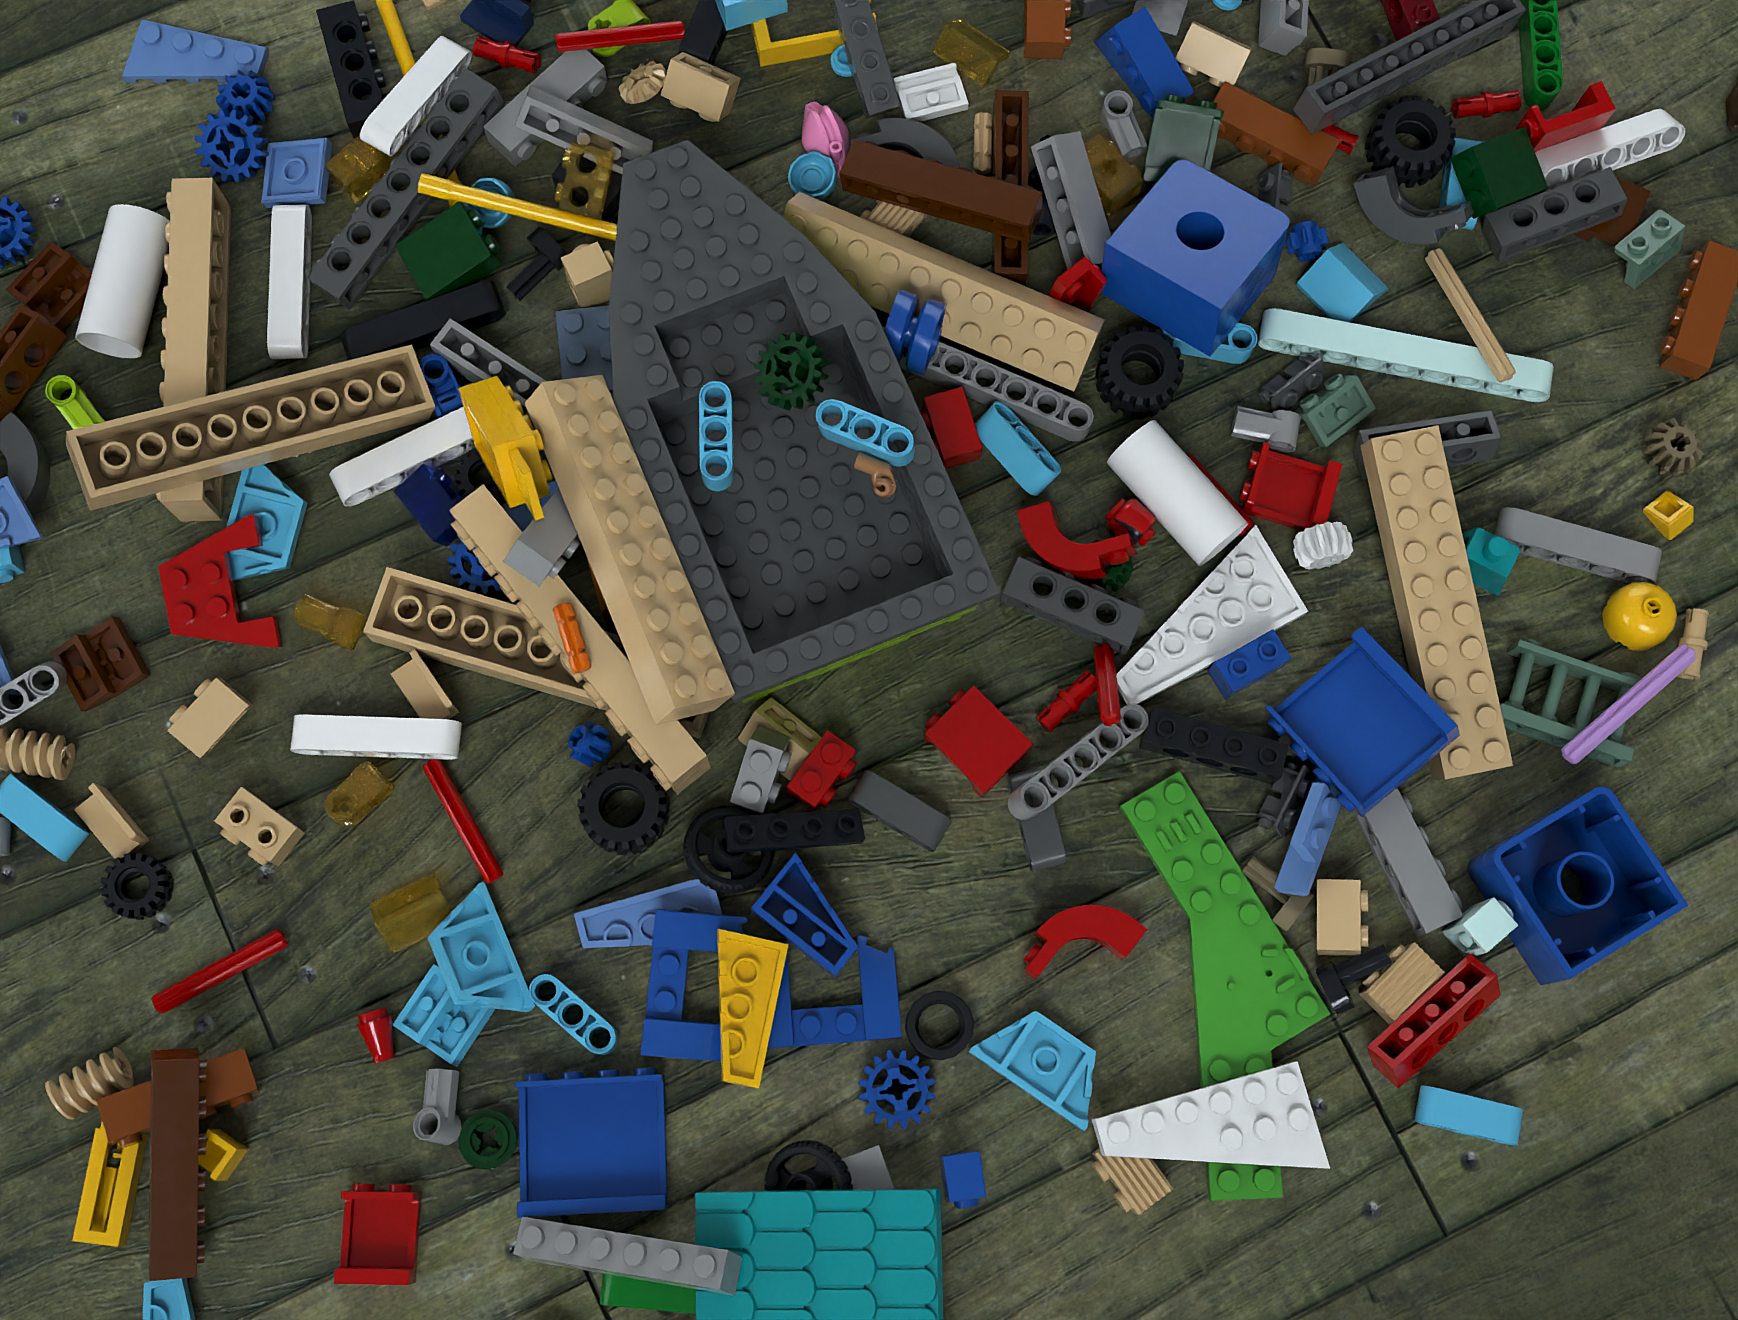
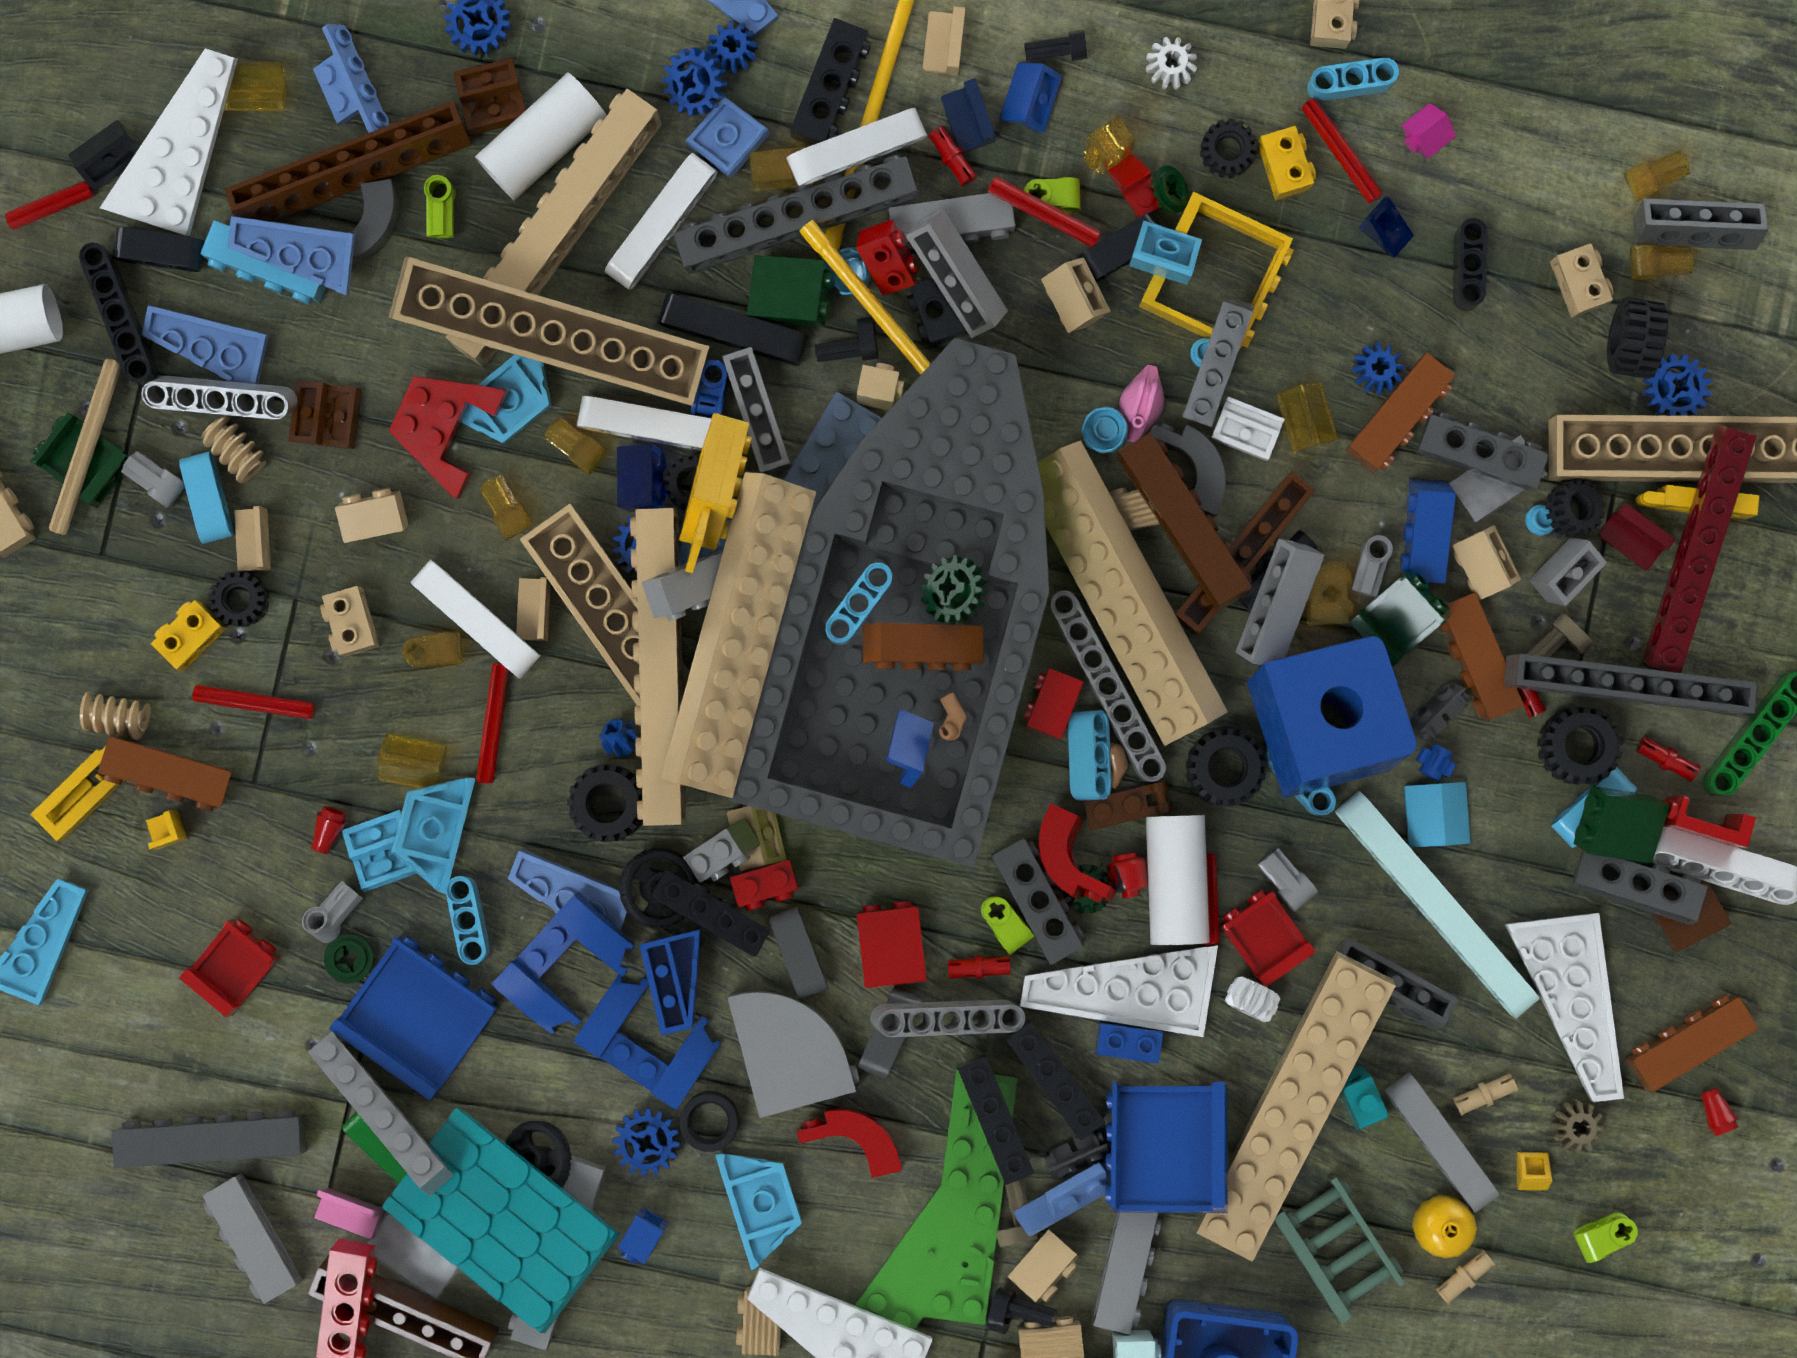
camera: 45 degrees right, 10 degrees up
(110, 954) = (188, 635): none -> yellow brick
(174, 1163) = (131, 818): reddish brown brick -> none
(365, 522) = (580, 449): none -> clear yellow piece
(514, 164) = (888, 257): none -> red brick
(571, 638) = (650, 670): orange axle -> none
(594, 182) = (931, 320): clear yellow brick -> none
(642, 83) = (1033, 266): tan gear -> none
(748, 994) = (591, 1003): yellow wing -> none
(788, 443) = (923, 644): none -> dark orange brick
(853, 420) = (958, 668): medium azure beam -> none
(860, 531) = (909, 745): none -> blue panel
(912, 332) = (1075, 621): blue wheel -> none
(961, 905) = (789, 1052): none -> light grey brick
(982, 143) = (1255, 497): tan axle -> none
(1047, 439) = (1118, 764): none -> medium nougat arm
(1064, 646) = (1007, 928): none -> lime piece
(1079, 285) = (1236, 669): red bracket -> none
(1080, 471) = (1127, 806): none -> reddish brown plate
(1106, 684) = (1012, 978): red axle -> none
(1192, 816) = (995, 1119): none -> black brick
(1303, 376) = (1349, 861): dark grey hinge -> none
(1335, 408) = (1349, 903): sand green bracket -> none
(1399, 218) = (1521, 800): dark grey arch -> none
(1470, 315) = (1508, 913): tan axle -> none
(1557, 326) = (1572, 980): none -> white wing
(1577, 479) = (1485, 1094): none -> tan pin
(1628, 704) = (1373, 1284): lavender axle -> none
(1650, 246) = (1692, 965): sand green bracket -> none

